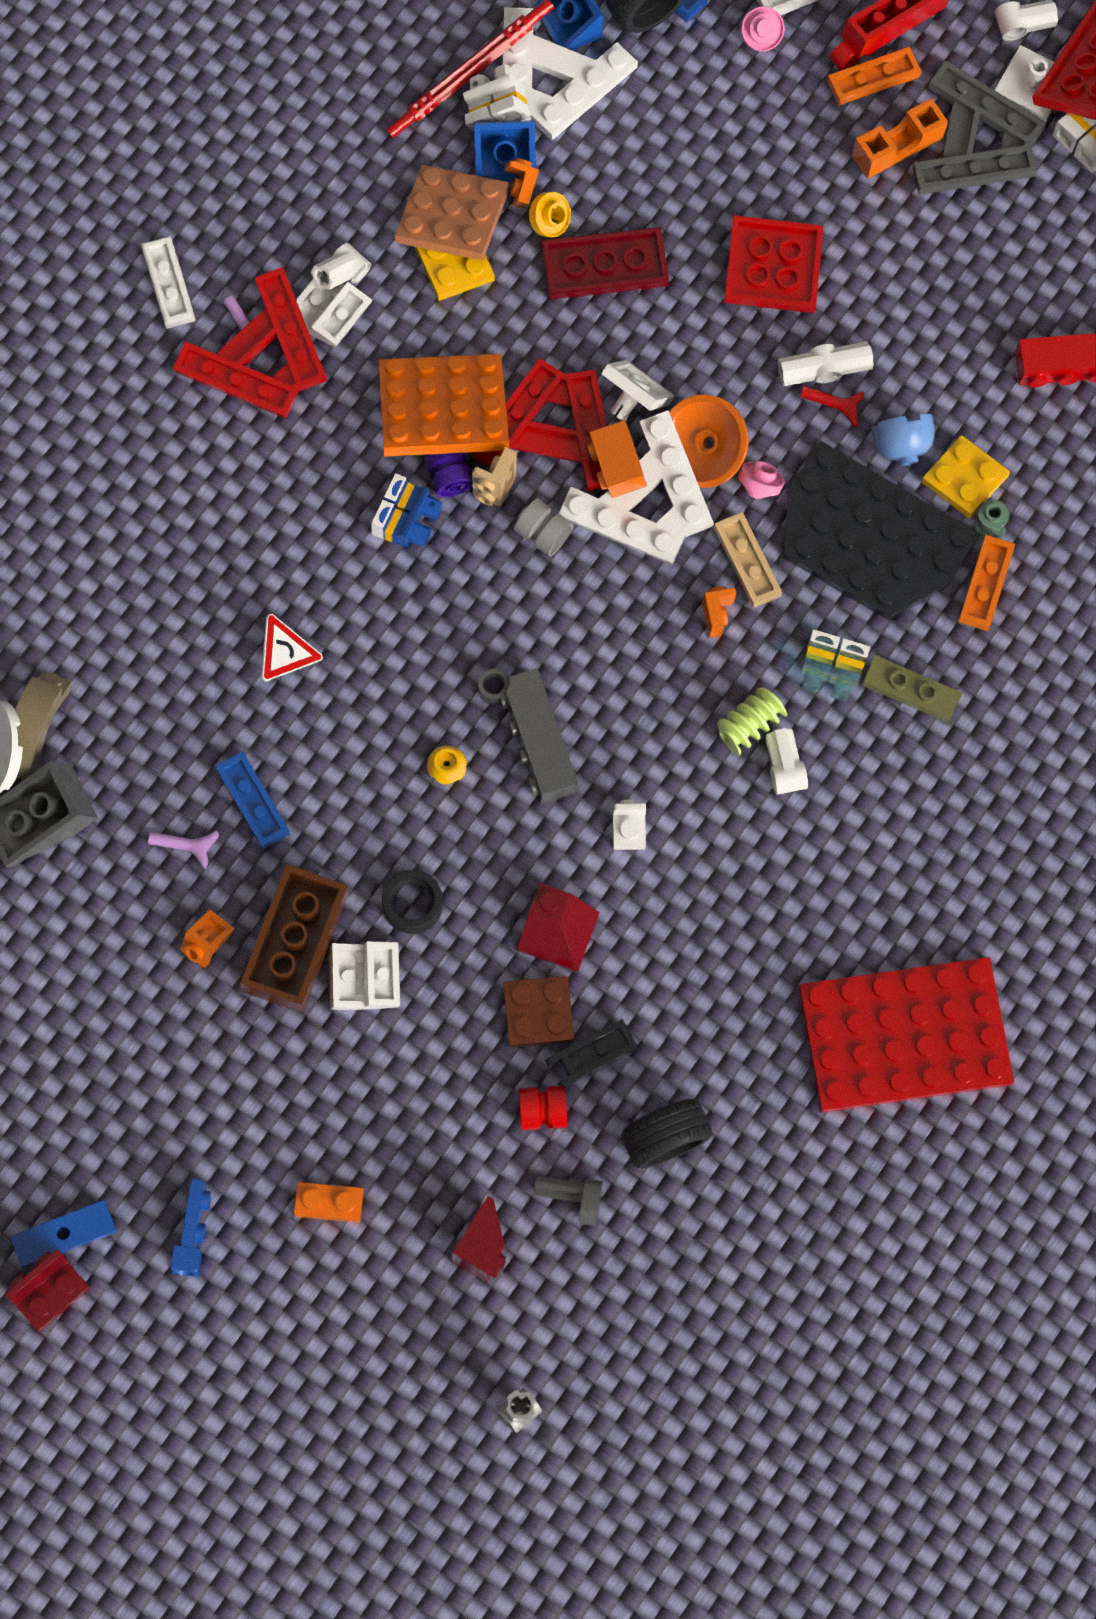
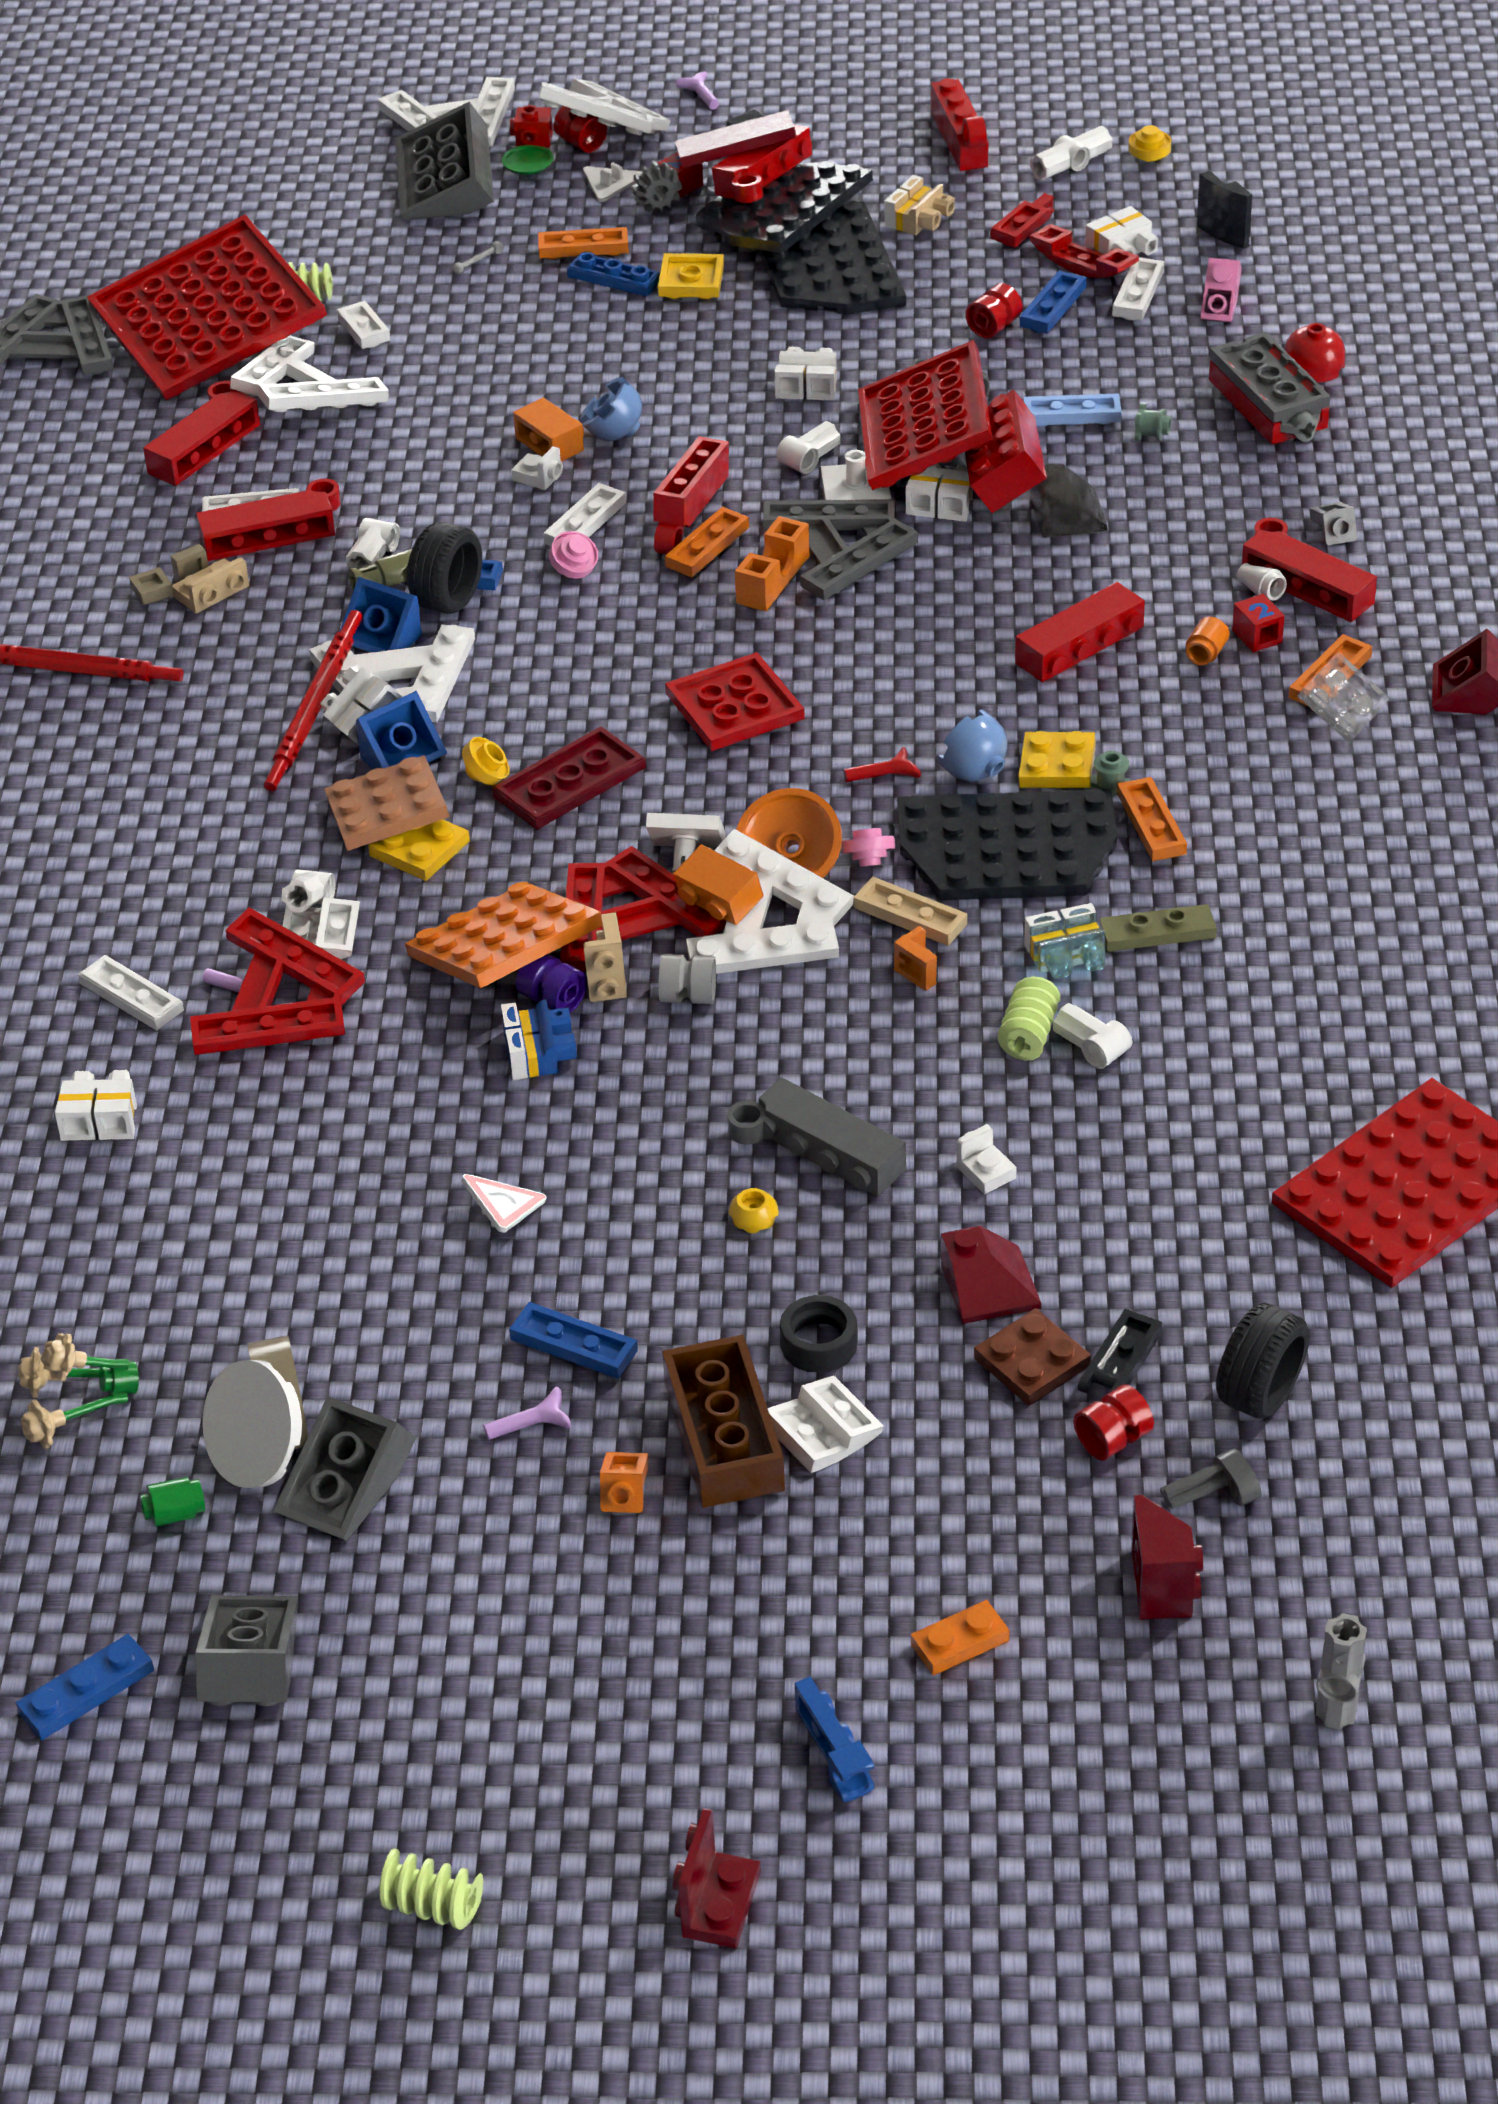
camera: 25 degrees left, 30 degrees down
(75, 385) = (96, 1106): none -> white hips
(84, 1226) = (666, 1845): blue tile -> none
(522, 187) = (440, 747): orange bracket -> none
(825, 363) = (849, 743): white piece -> none

